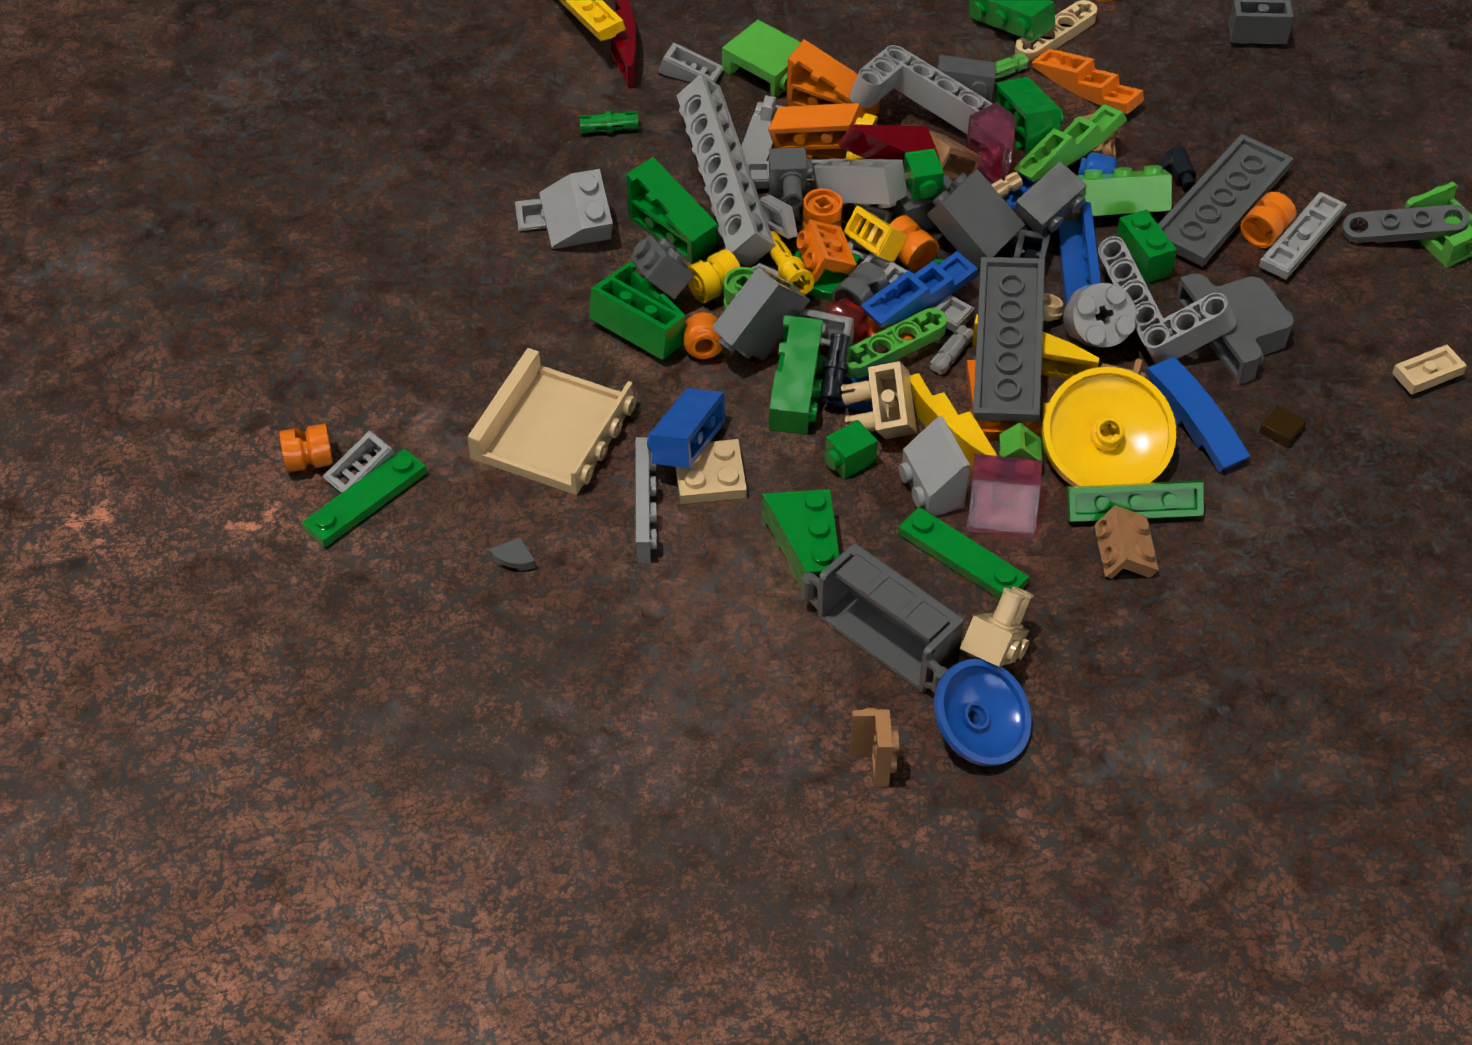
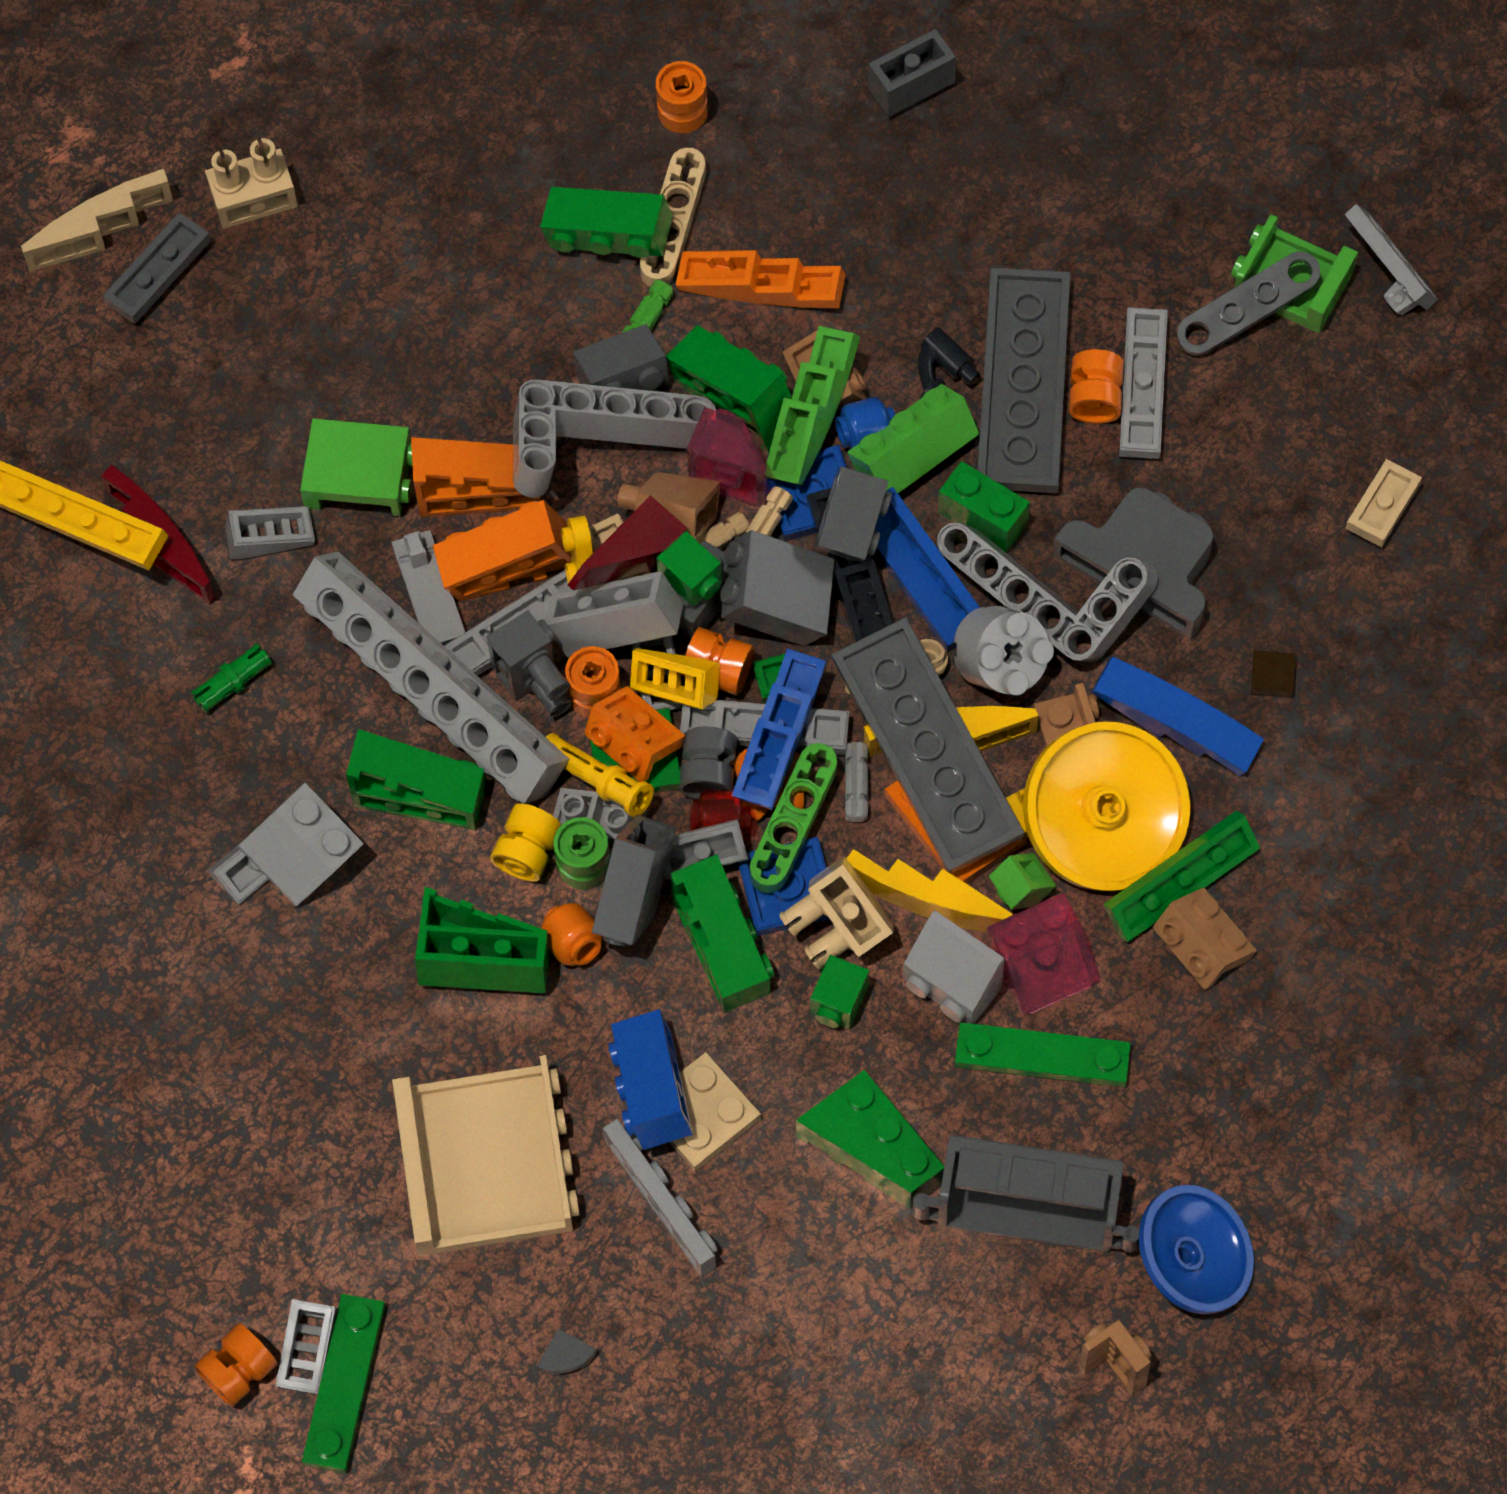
camera: 30 degrees left, 15 degrees up
(662, 265) = (465, 871): dark grey brick -> none
(779, 216) = (547, 714): light grey tile -> none
(832, 387) = (758, 897): black pin -> none
(1000, 635) = (1155, 1146): tan brick -> none

